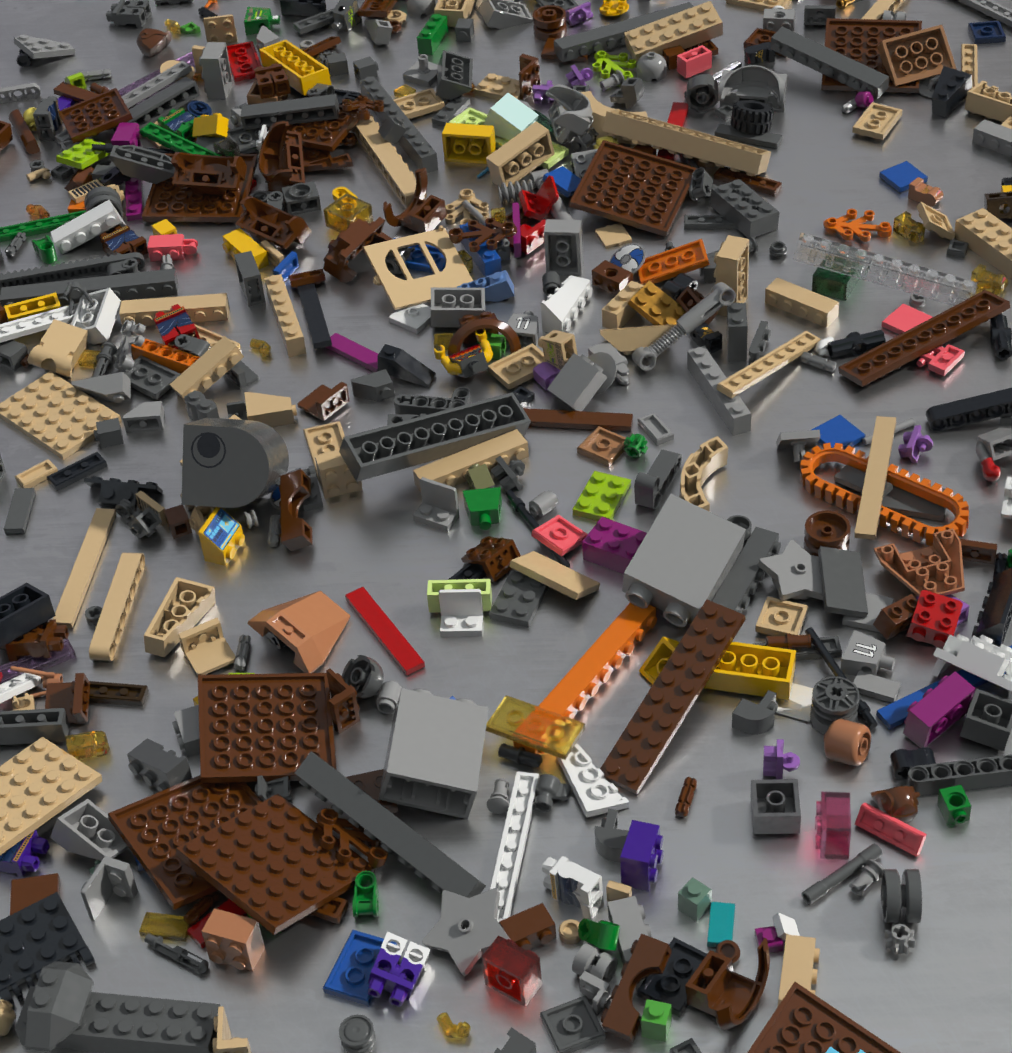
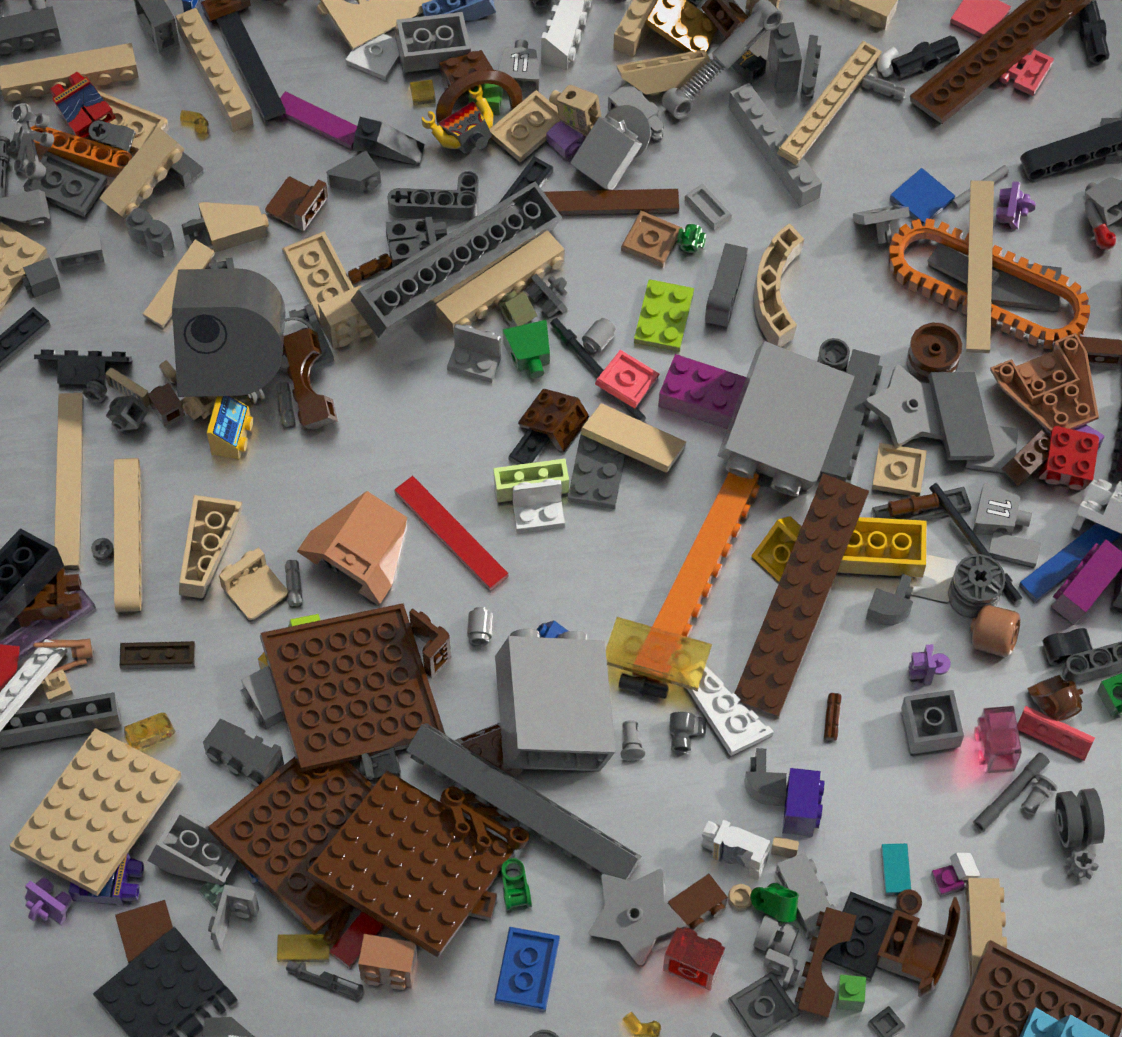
camera: 15 degrees left, 20 degrees up
(72, 697) = (108, 674): reddish brown bracket -> none
(364, 676) = (446, 606): dark grey cylinder -> none
(396, 977) = (570, 970): dark purple hips -> none
(514, 841) = (659, 795): white plate -> none
(694, 899) = (865, 845): sand green brick -> none

